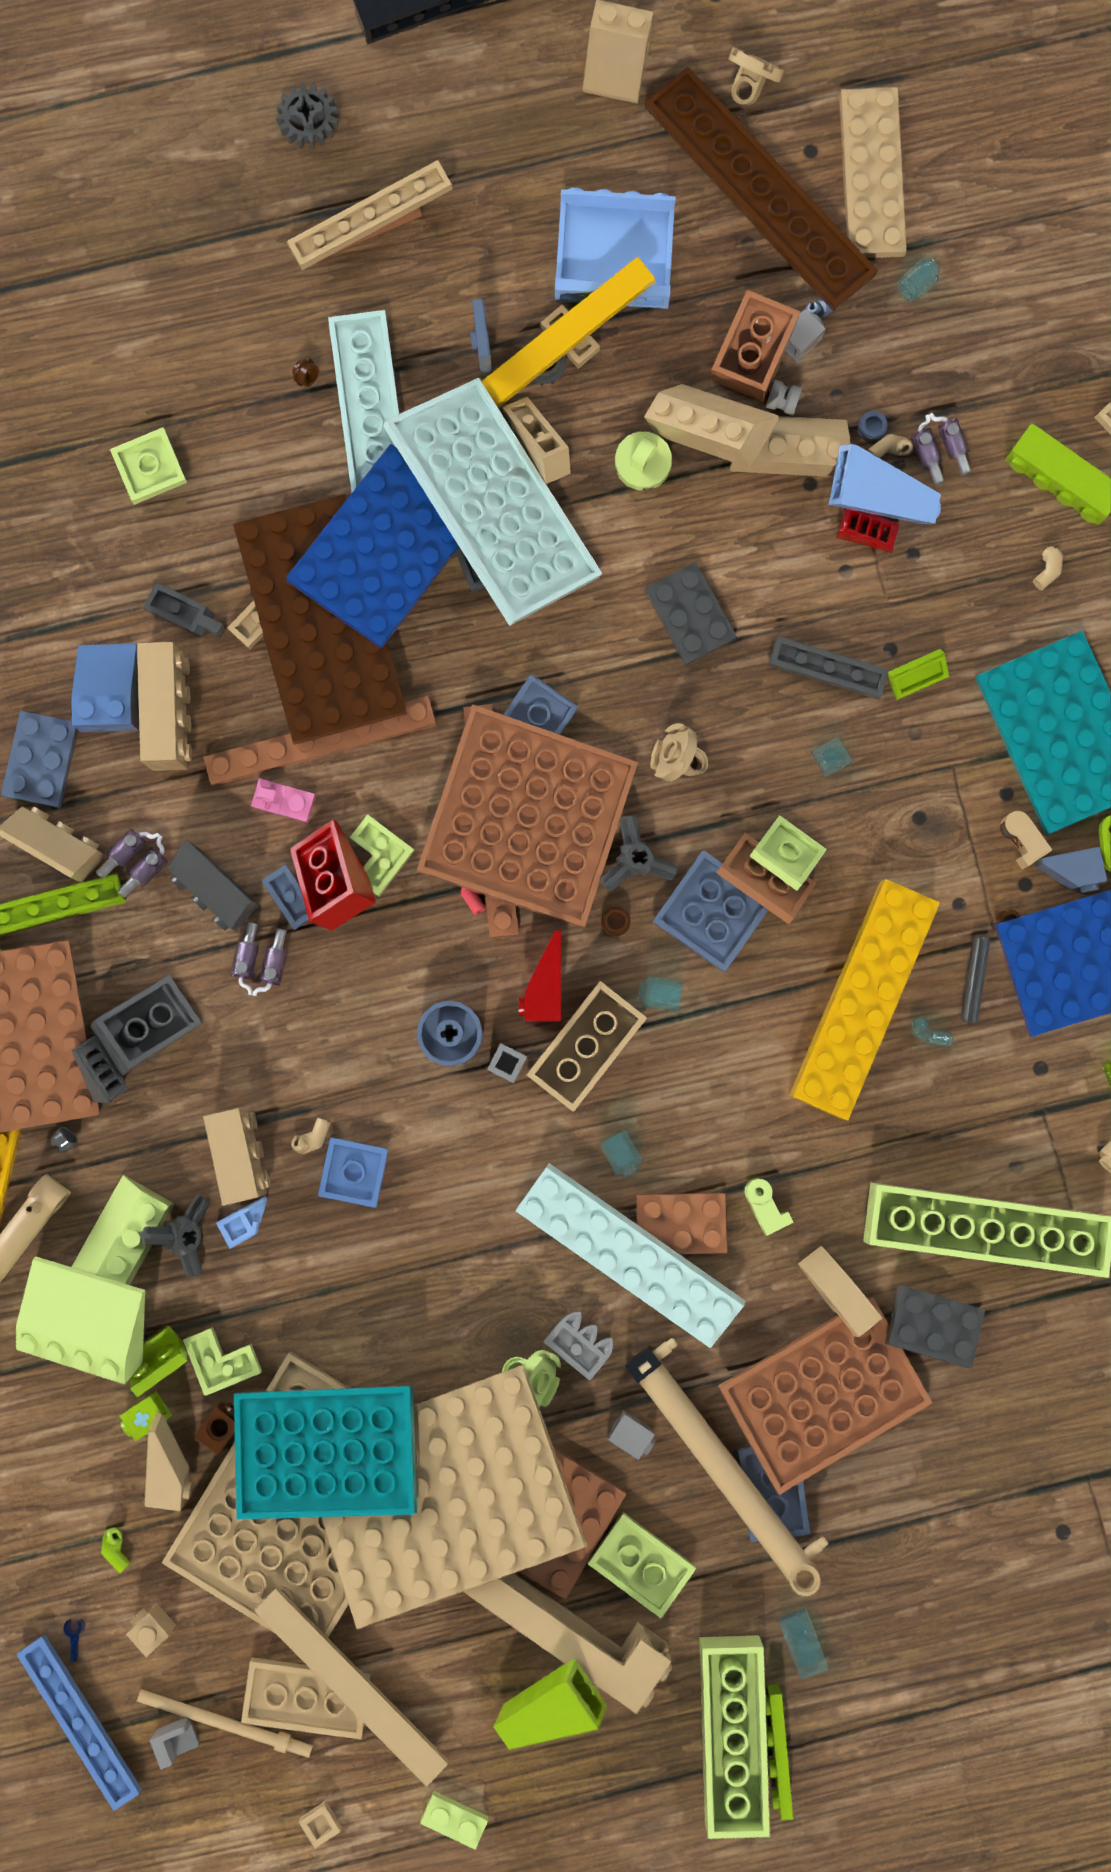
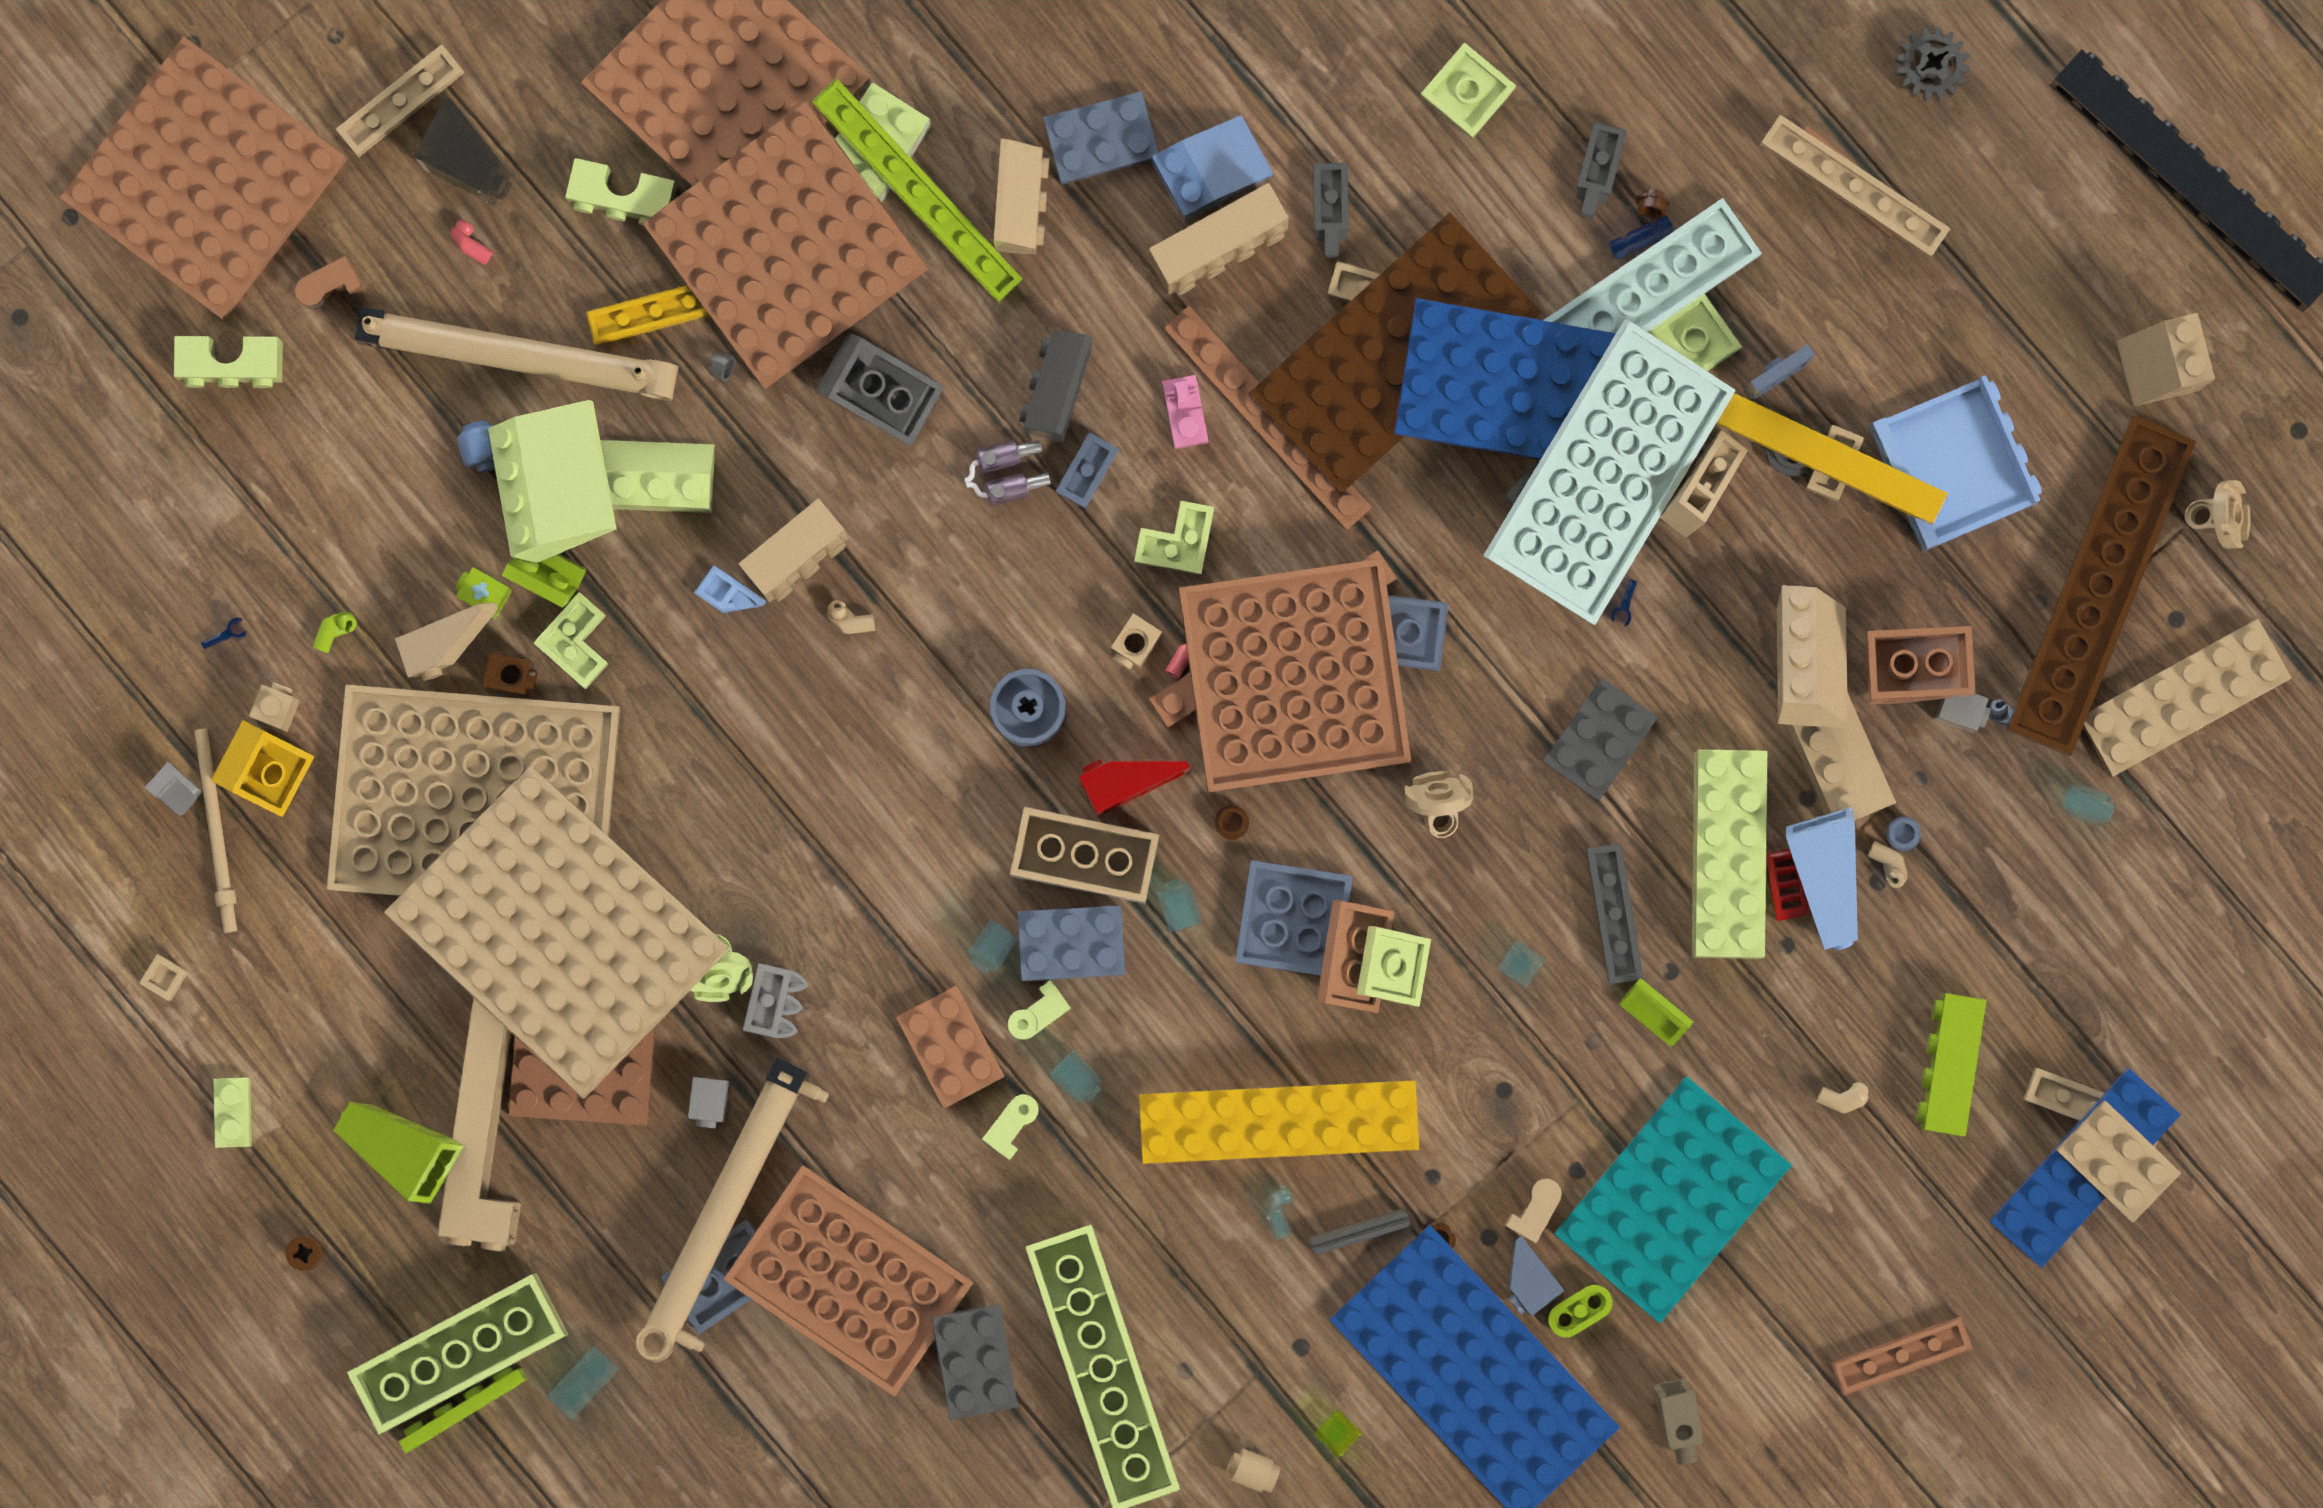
camera: 65 degrees right, 0 degrees up
(26, 1366) = (476, 446): none -> medium blue head
(79, 1722) = (146, 682): medium blue plate -> none
(112, 1076) = (804, 386): dark grey slope -> none
(144, 869) = (1041, 305): clear purple piece -> none
(181, 1235) = (684, 537): dark grey bush -> none
(194, 1662) = (262, 768): none -> yellow slope
(257, 397) = (1599, 167): none -> dark grey hinge
(296, 1700) = (281, 900): tan plate -> none
(325, 1453) = (542, 792): teal plate -> none
(326, 394) = (1641, 237): none -> clear blue axle
(331, 877) = (1128, 502): red slope -> none
(351, 1686) = (318, 938): tan tile -> none
(353, 1172) = (835, 680): medium blue plate -> none
(421, 384) = (1698, 334): none -> yellowish green tile
(433, 915) = (1141, 628): none -> tan brick
(507, 1063) = (1026, 782): light grey brick -> none
(594, 1809) = (311, 1251): none -> reddish brown wheel
(597, 544) = (1626, 602): none -> clear blue hand
(630, 1255) = (891, 1008): light aqua plate -> none
(641, 1565) = (581, 1176): yellowish green plate -> none
(643, 460) = (1740, 607): yellowish green tile -> none
(646, 864) = (1320, 801): dark grey bush -> none
(649, 1090) = (1071, 943): none -> sand blue brick
(692, 1153) = (1029, 1022): none -> yellowish green leg
(754, 1138) = (1076, 1078): none -> clear light blue brick
(777, 400) = (1882, 715): light grey wheel -> none
(826, 559) = (1729, 854): none -> yellowish green brick
(839, 1291) = (961, 1243): tan slope -> none
(954, 443) = (1903, 908): clear purple piece -> none

